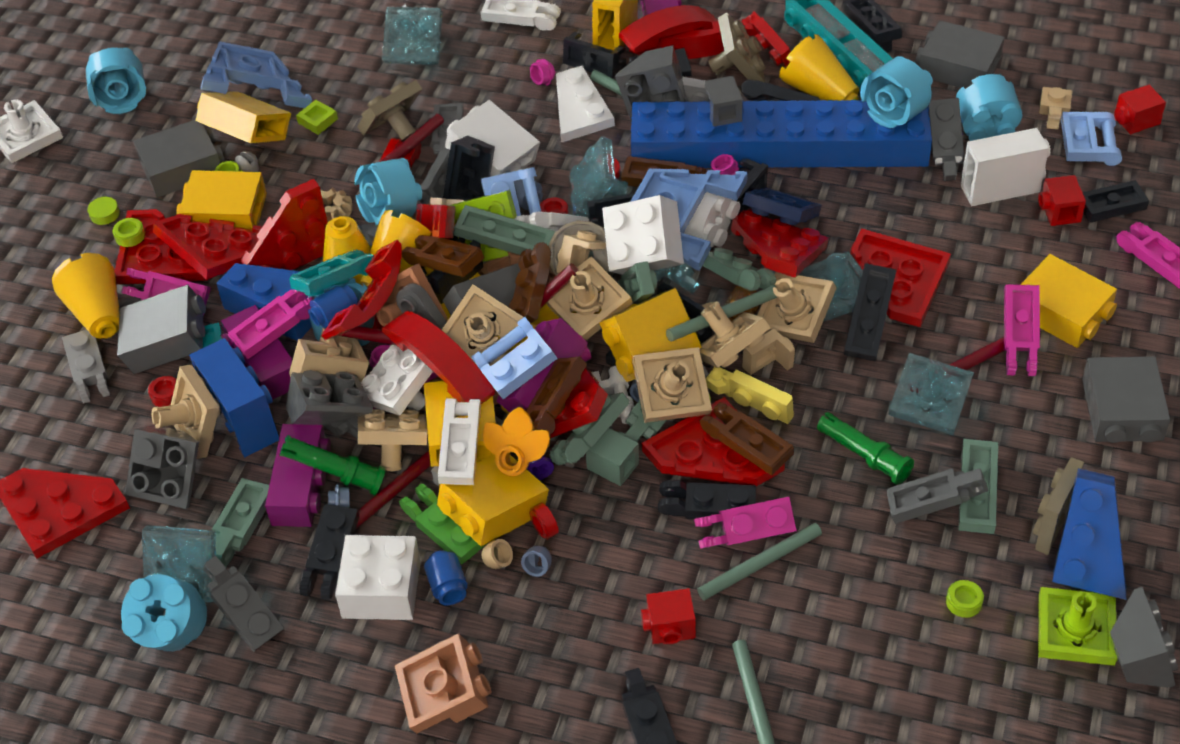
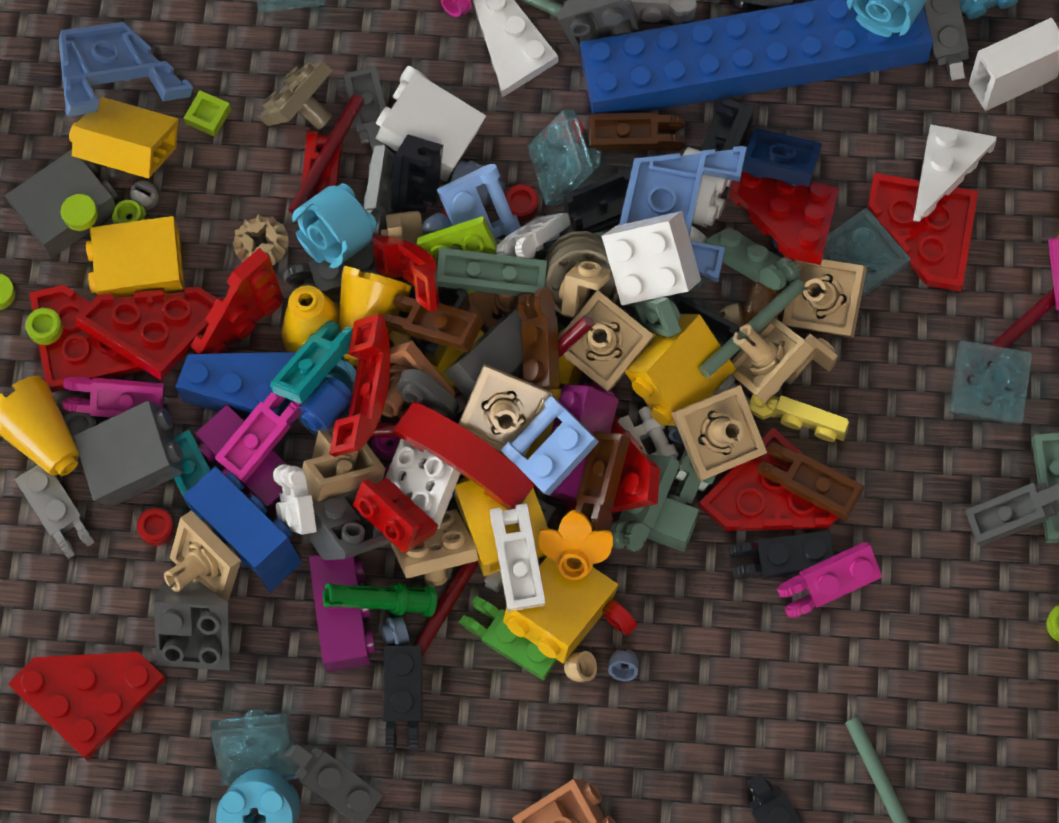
camera: 10 degrees left, 20 degrees up
(186, 156) = (79, 212): none -> lime tile
(239, 518) = (295, 672): sand green hinge -> none
(280, 376) = (295, 503): none -> white plate
(361, 387) = (394, 514): none -> red bracket
(378, 577) = (466, 720): white brick -> none
(446, 577) = (535, 705): blue brick -> none
(669, 616) = (777, 708): red brick -> none
(724, 101) = (693, 34): dark grey panel -> none
(725, 164) = (699, 102): dark pink plate -> none
(759, 561) = (851, 619): sand green bar -> none
(870, 312) = (907, 289): black plate -> none
(877, 454) = (948, 469): green pin -> none
(928, 229) = (946, 161): none -> white wing

